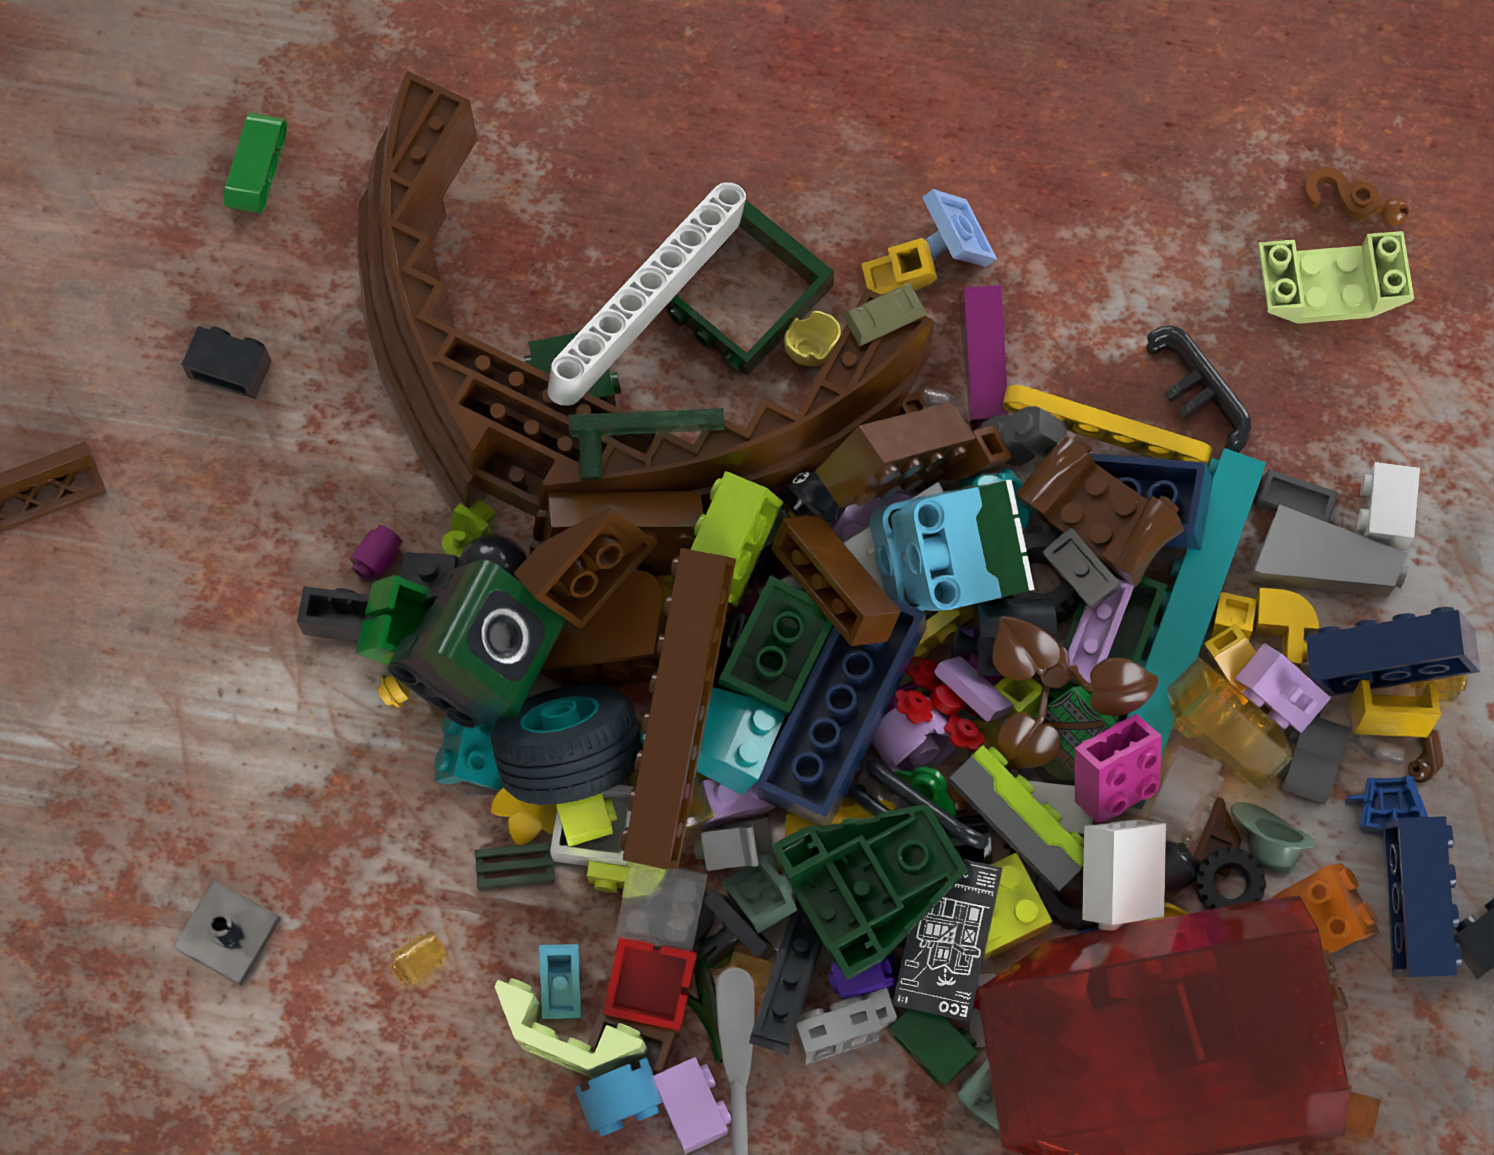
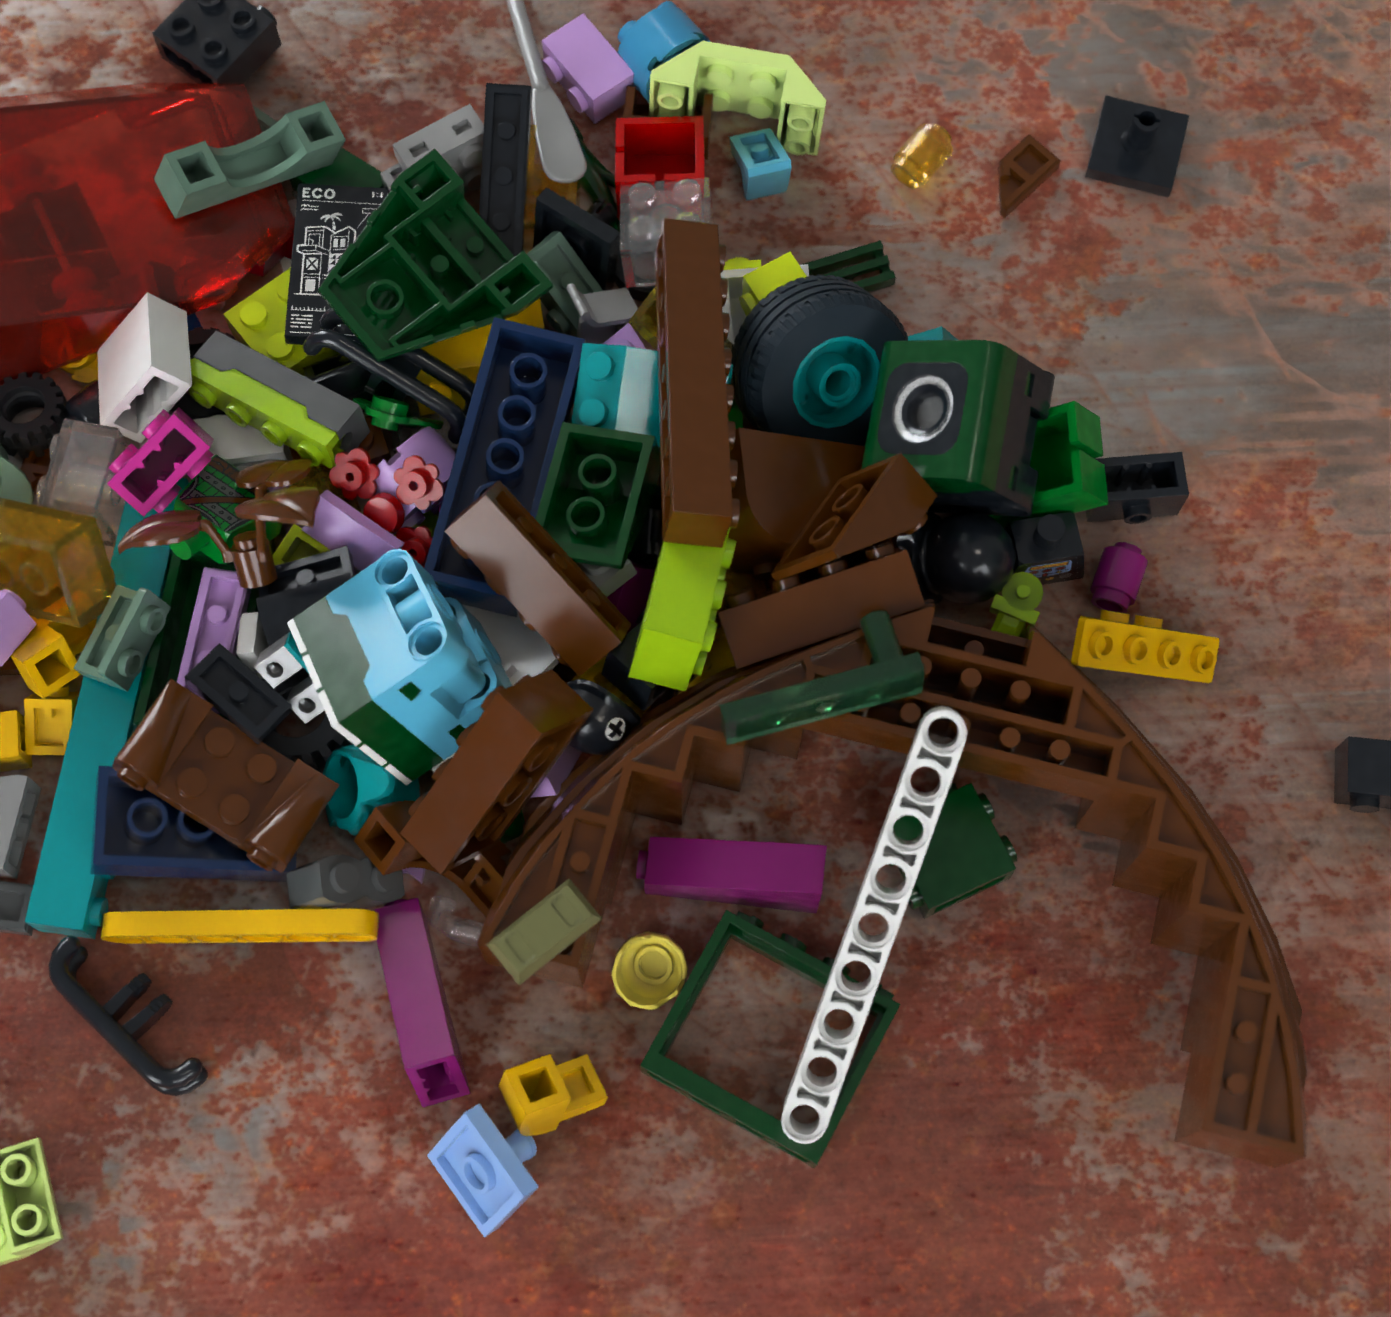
camera: 165 degrees right, 0 degrees up
(334, 929) = (1023, 172): none -> reddish brown tile
(382, 485) = (1143, 648): none -> yellow bracket
(715, 382) = (735, 872): none -> magenta slope
(974, 1047) = (209, 175): none -> sand green arch
(1046, 580) = (284, 661): none -> flat silver piece
(1066, 612) = (251, 640): none -> white tile
(1169, 646) = (123, 637): none -> sand green bracket

